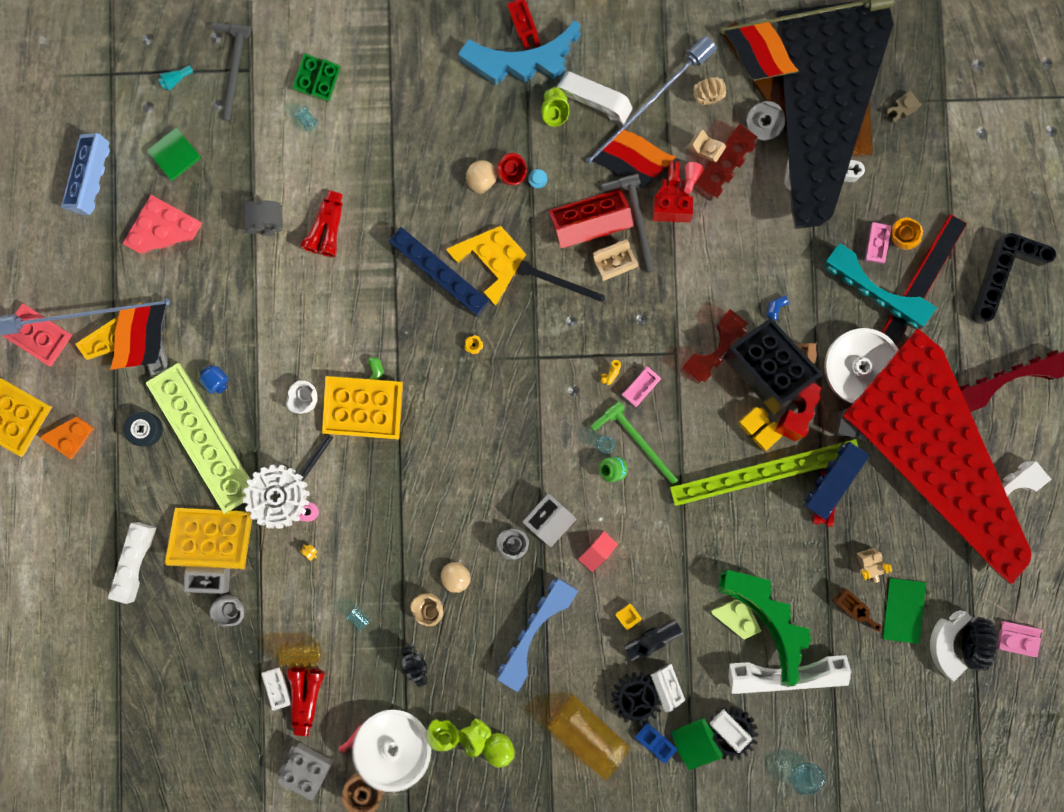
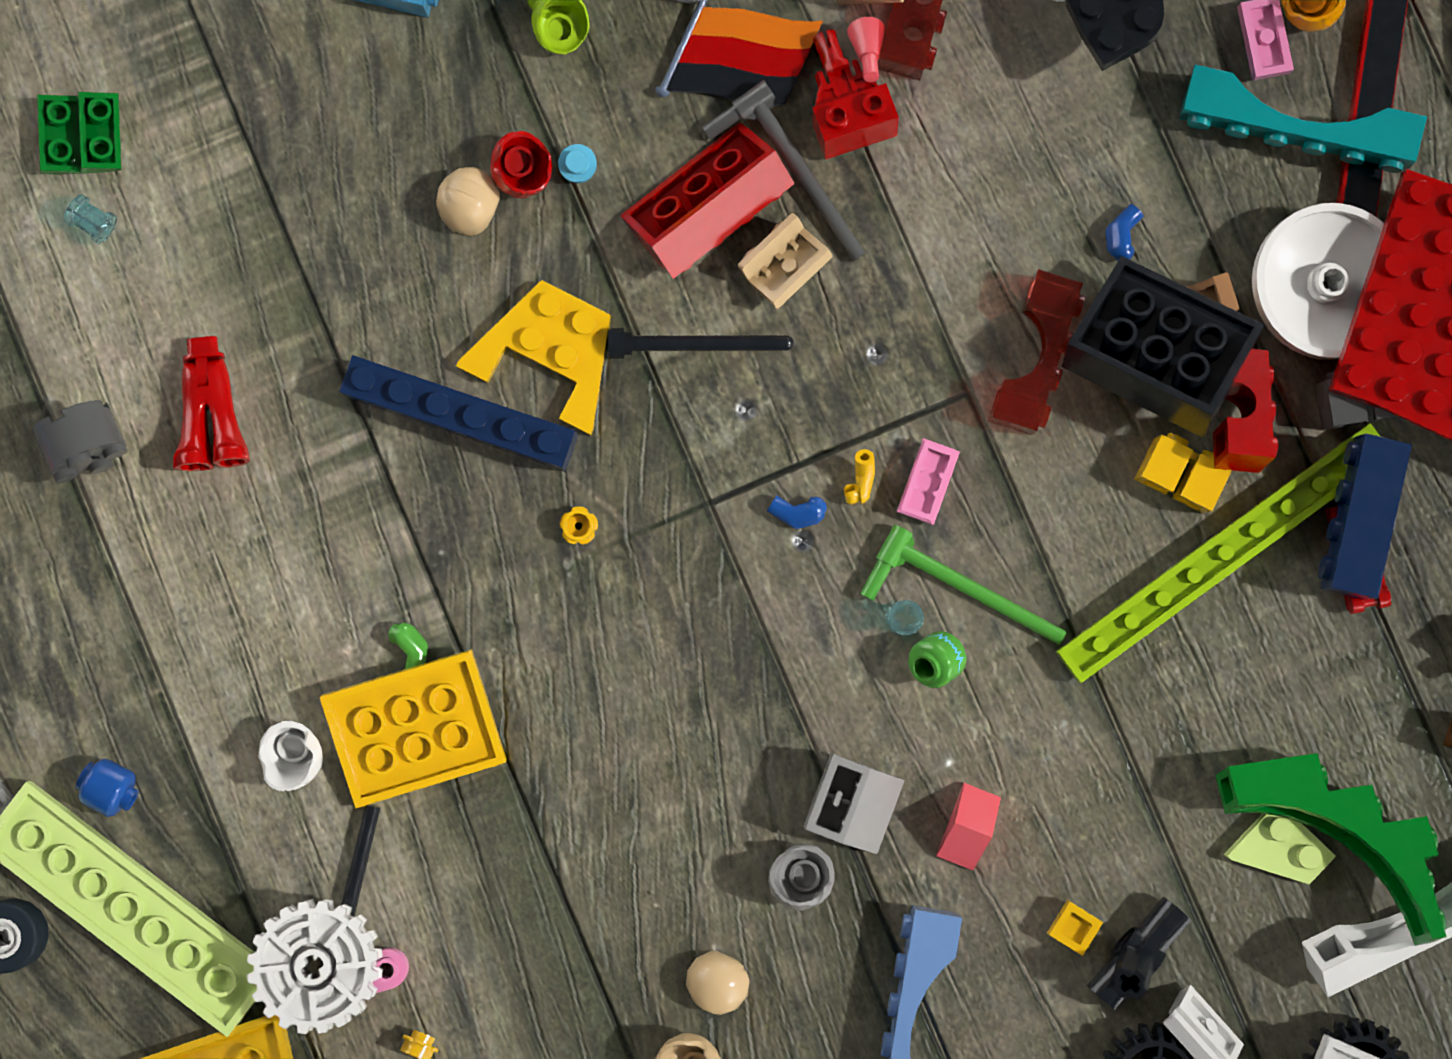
camera: 25 degrees left, 0 degrees up
(576, 379) = (801, 515): none -> blue arm

